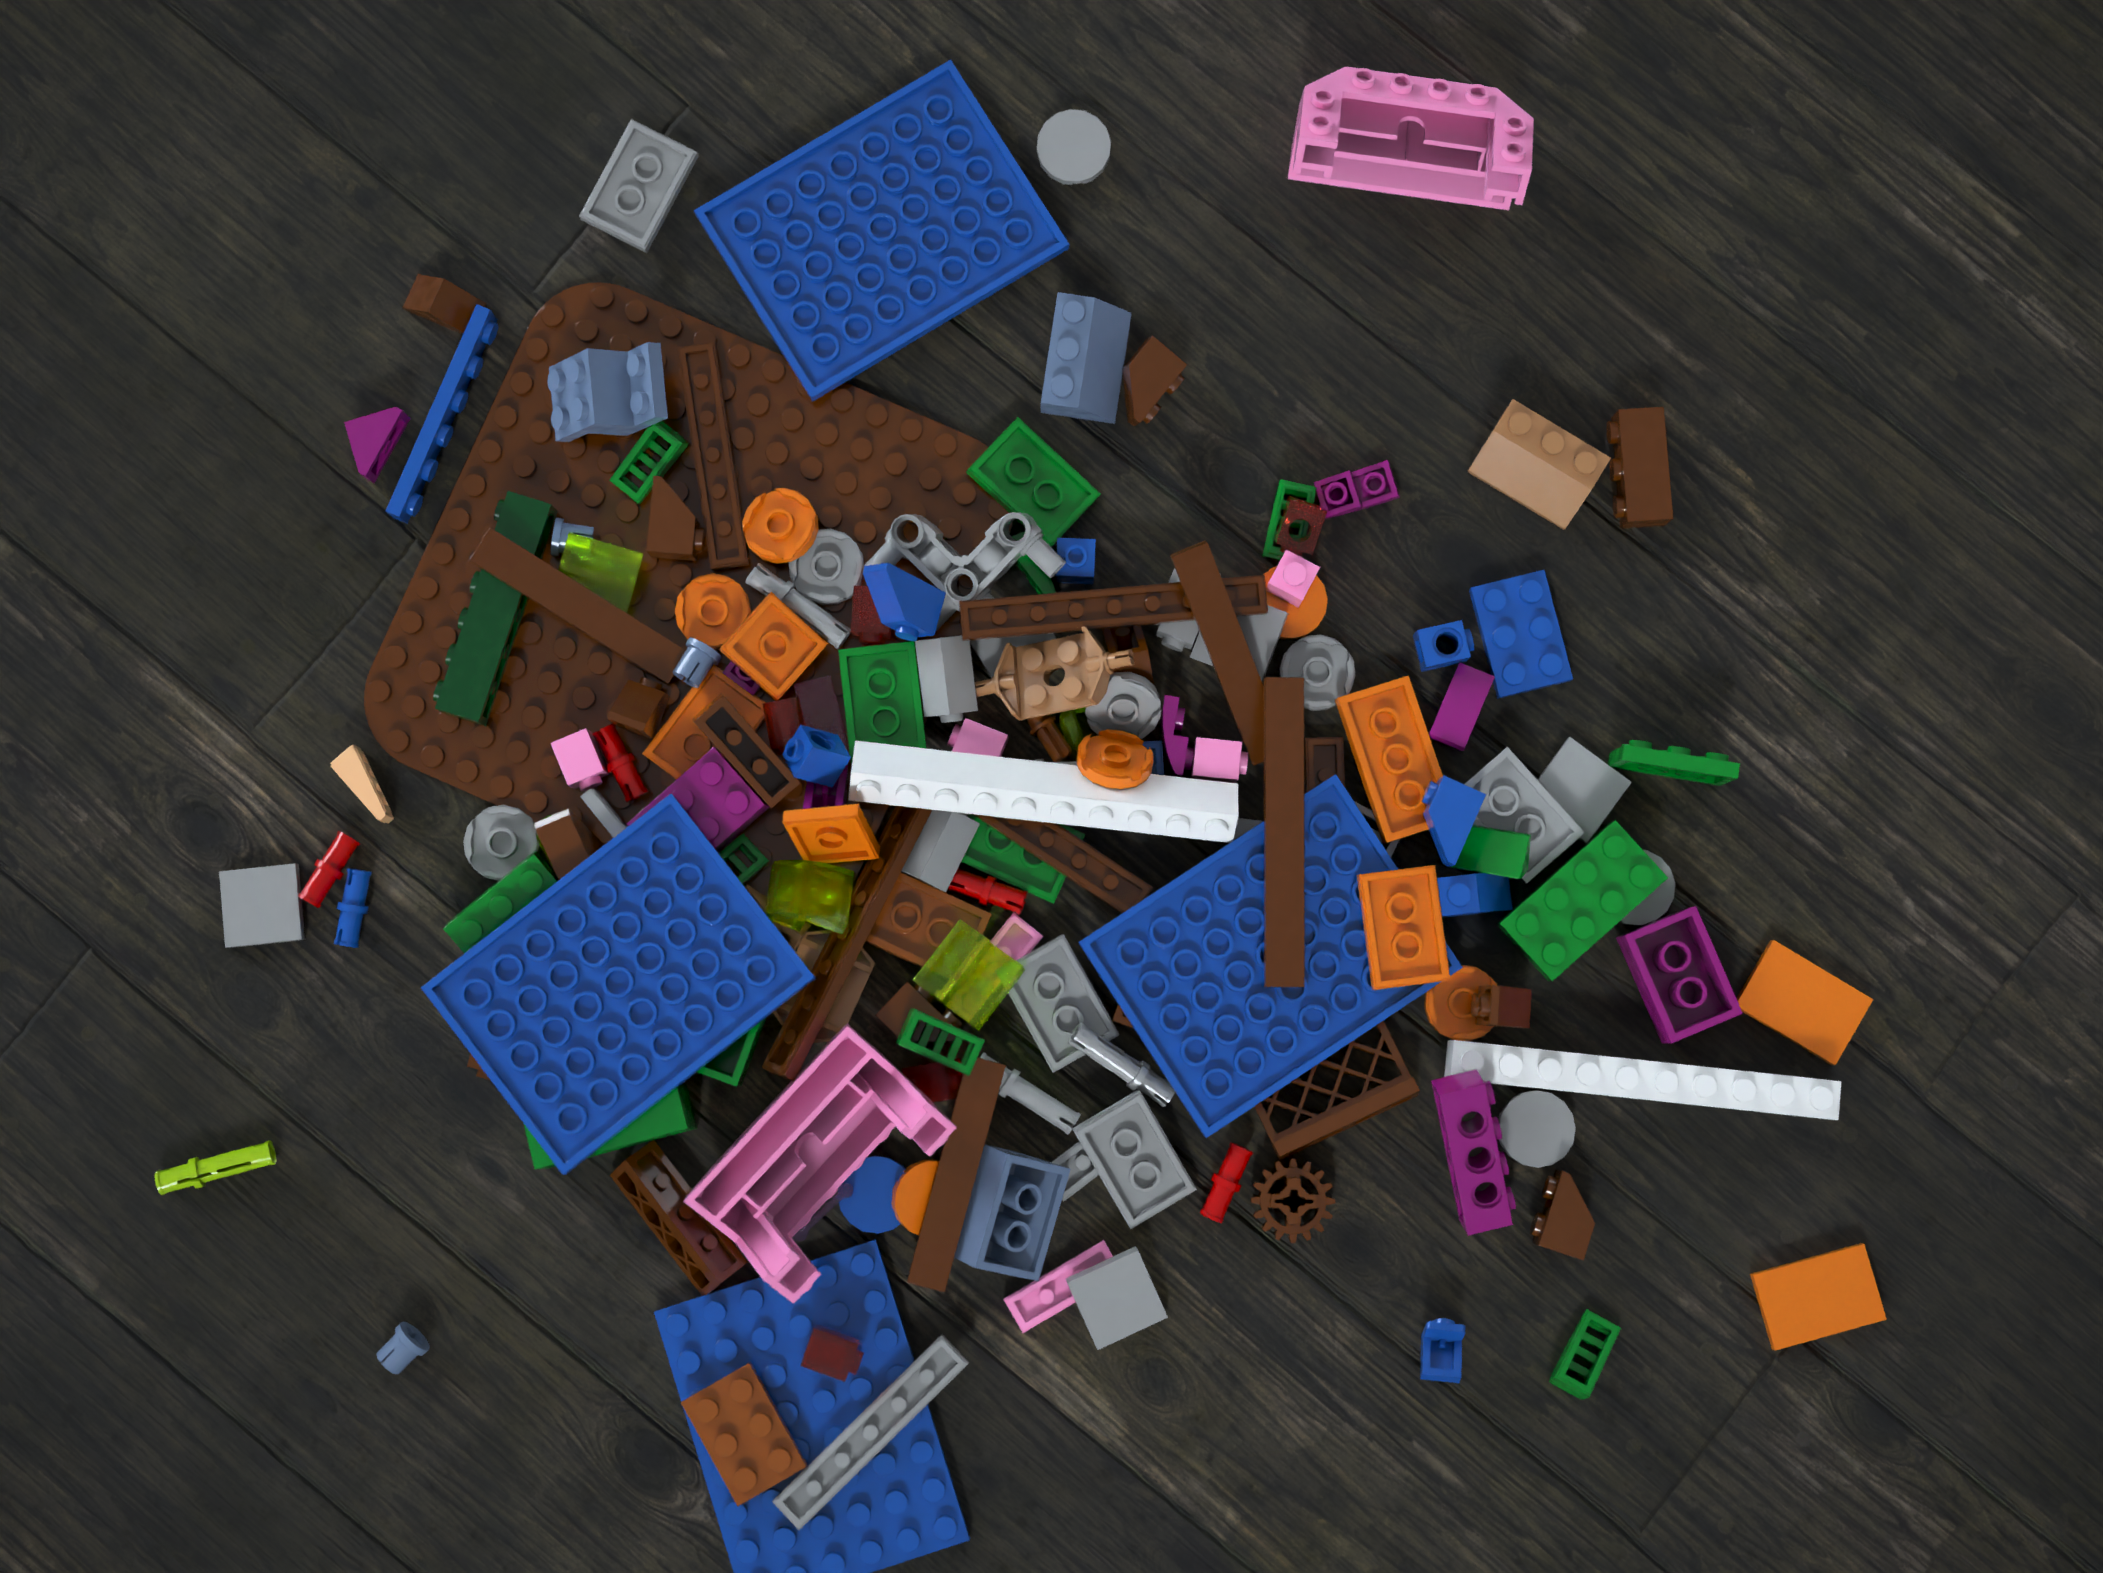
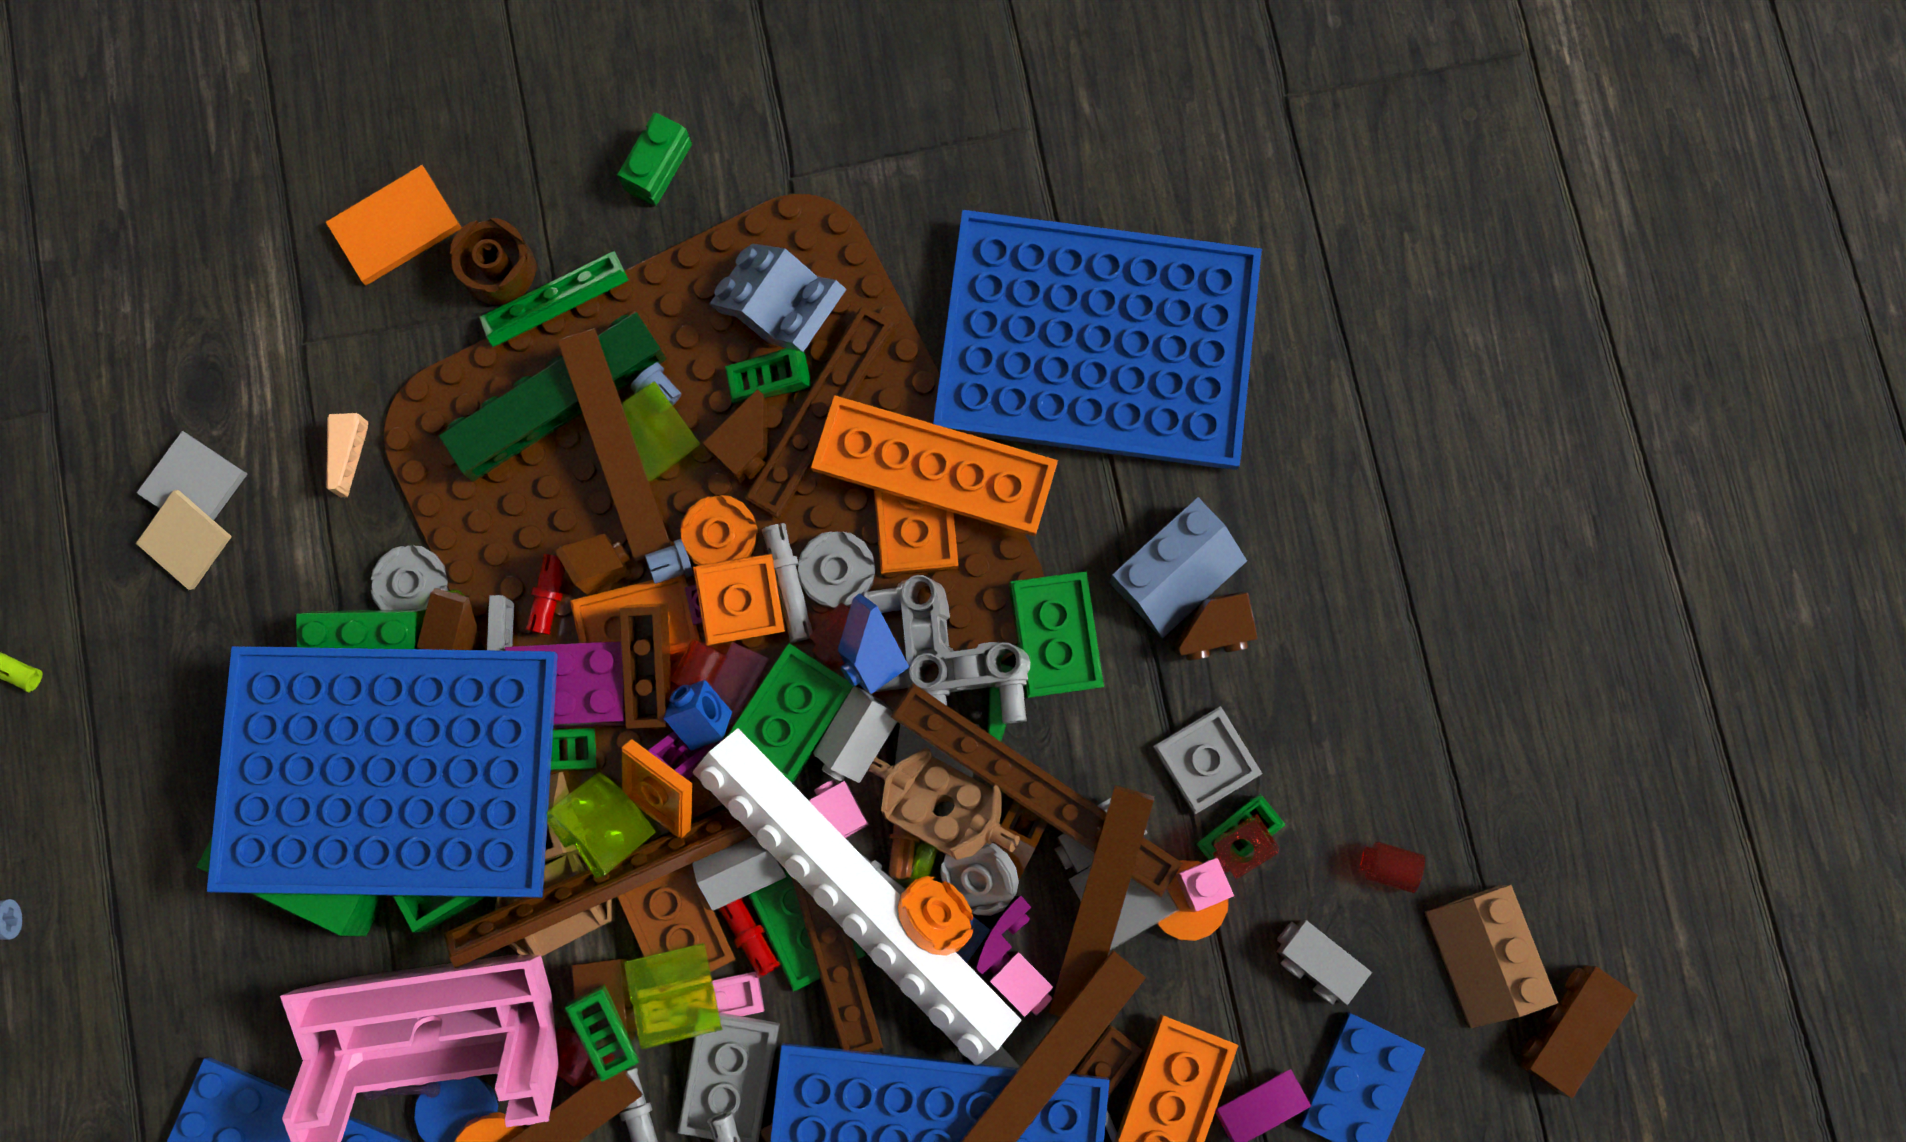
camera: 45 degrees right, 5 degrees down
(245, 578) = (393, 225): none -> orange tile
(295, 952) = (183, 539): none -> tan piece
(328, 869) = (262, 496): red pin -> none
(340, 527) = (491, 241): none -> reddish brown brick
(352, 908) = (254, 540): blue pin -> none
(374, 439) = (575, 196): magenta slope -> none
(413, 360) = (654, 159): none -> green brick
(427, 534) = (553, 299): none -> green tile
(437, 427) = (651, 211): blue plate -> none
(441, 302) = (716, 137): reddish brown slope -> none
(580, 760) = (516, 566): bright pink brick -> none
(639, 186) = (938, 160): light grey tile -> none
(664, 1189) = (287, 966): reddish brown fence -> none
(780, 525) = (825, 509): orange tile -> none
(838, 426) = (934, 465): none -> orange plate
(851, 476) = (914, 536): none -> orange tile
(1073, 147) = (1306, 393): light grey tile -> none
(1079, 560) = (1041, 725): blue brick -> none
(1221, 487) = (1207, 760): none -> light grey tile
(1325, 668) = (1172, 977): light grey tile -> none
(1357, 489) = (1319, 853): magenta slope -> none
(1413, 138) = (1598, 603): bright pink wedge -> none
(1418, 455) = (1393, 866): none -> clear red brick
(1421, 566) = (1323, 961): none -> light grey brick
(1431, 657) = (1270, 1038): blue brick -> none

